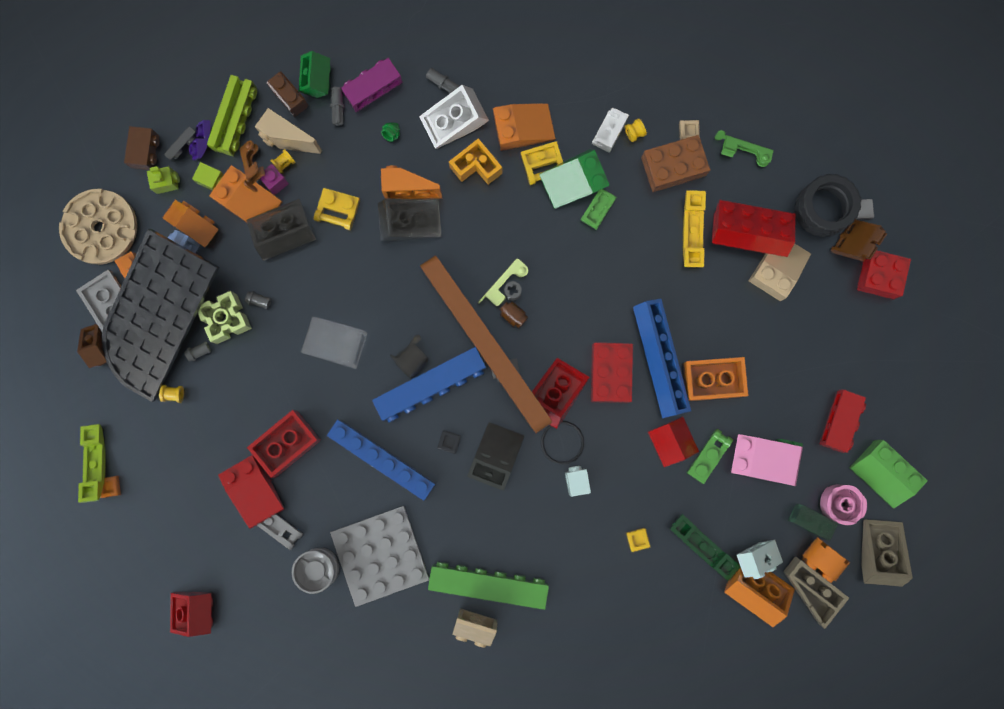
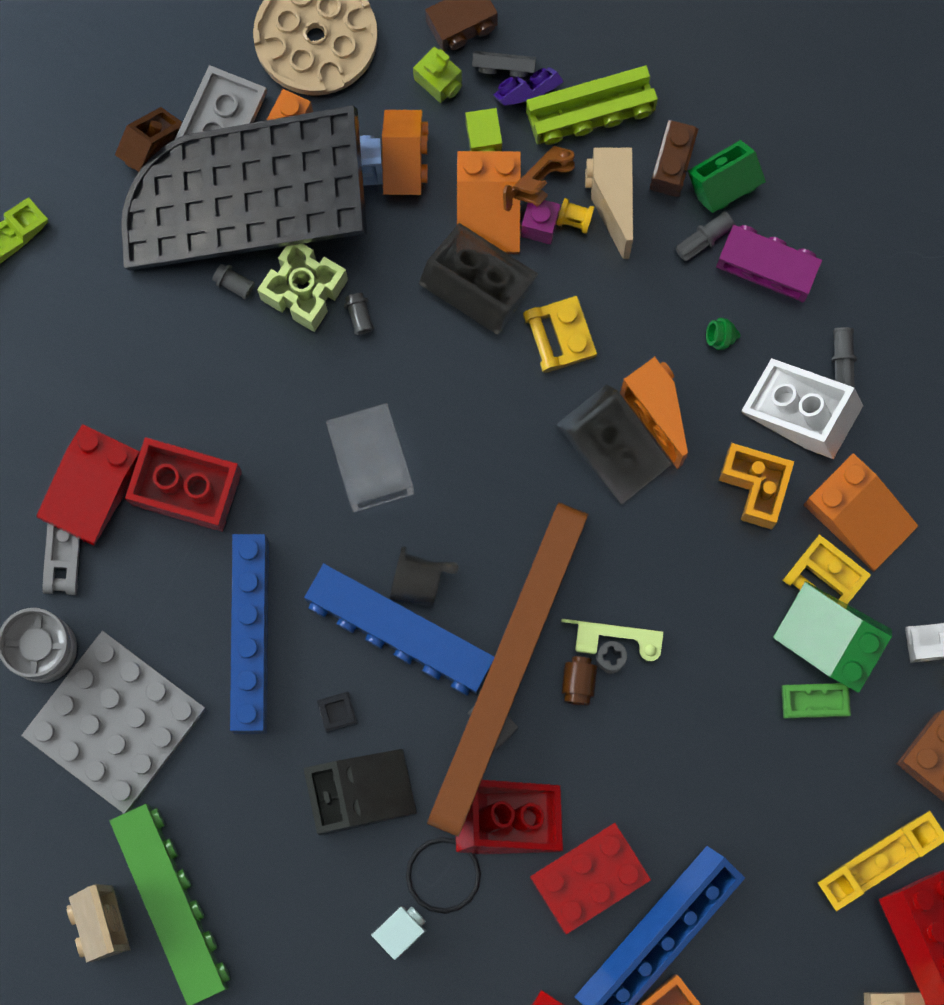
camera: 55 degrees right, 5 degrees down
(171, 394) = (152, 286): yellow bush -> none

